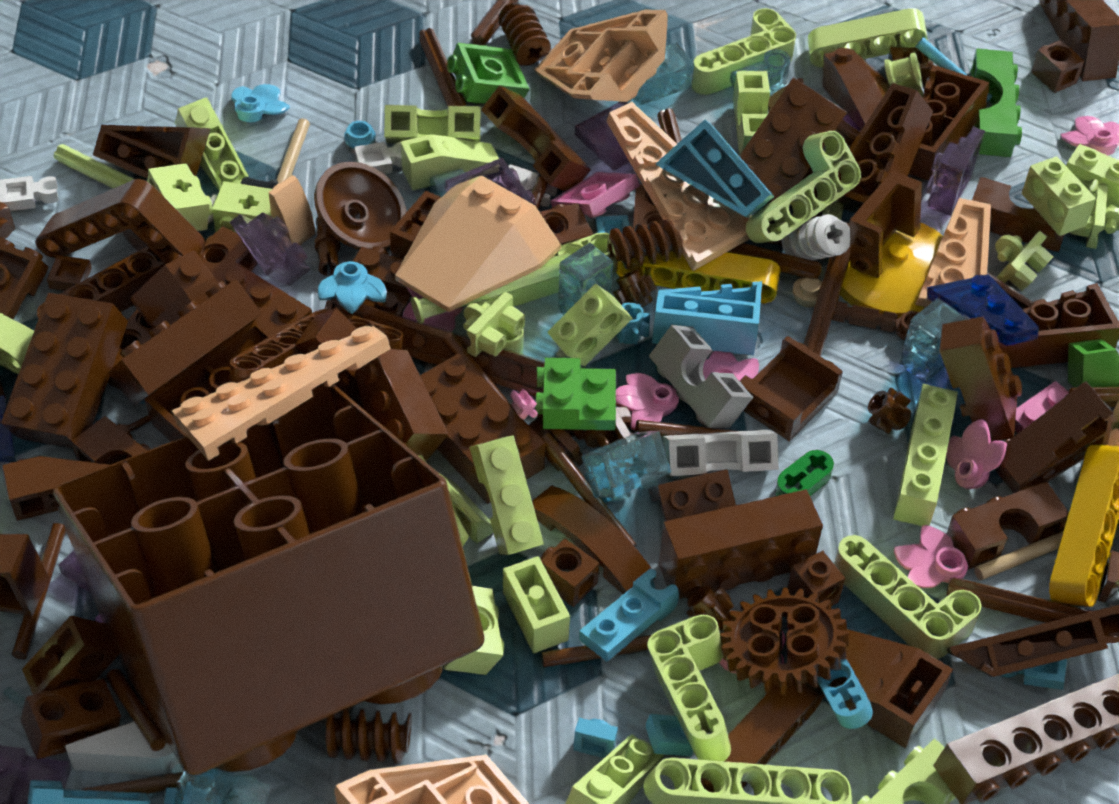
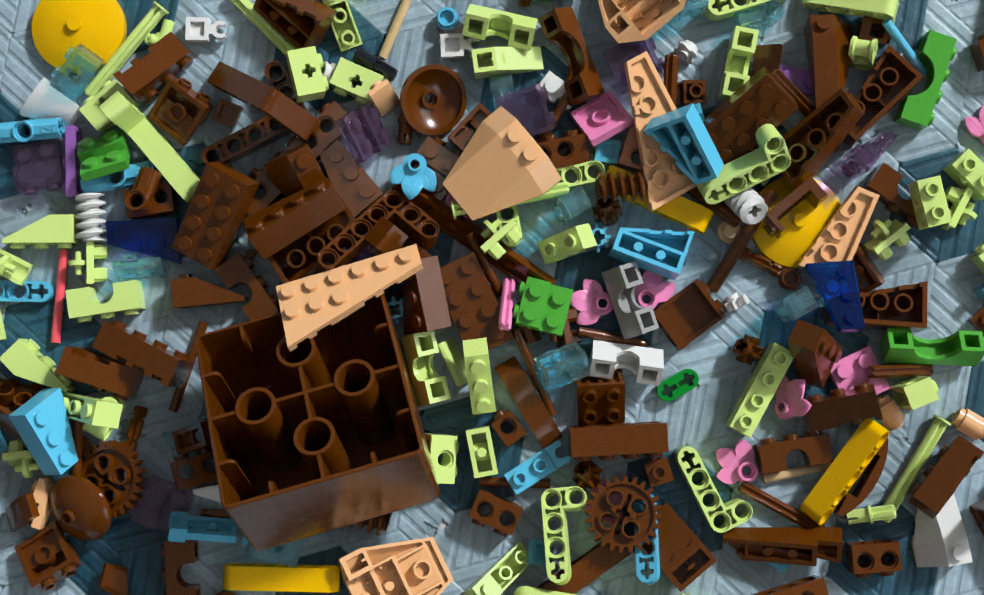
camera: 15 degrees right, 35 degrees up
(582, 681) = (498, 506): none -> reddish brown brick
(594, 737) = (497, 543): medium azure plate -> none
(689, 115) = (686, 51): none -> white plate
(852, 355) = (734, 302): none -> white plate

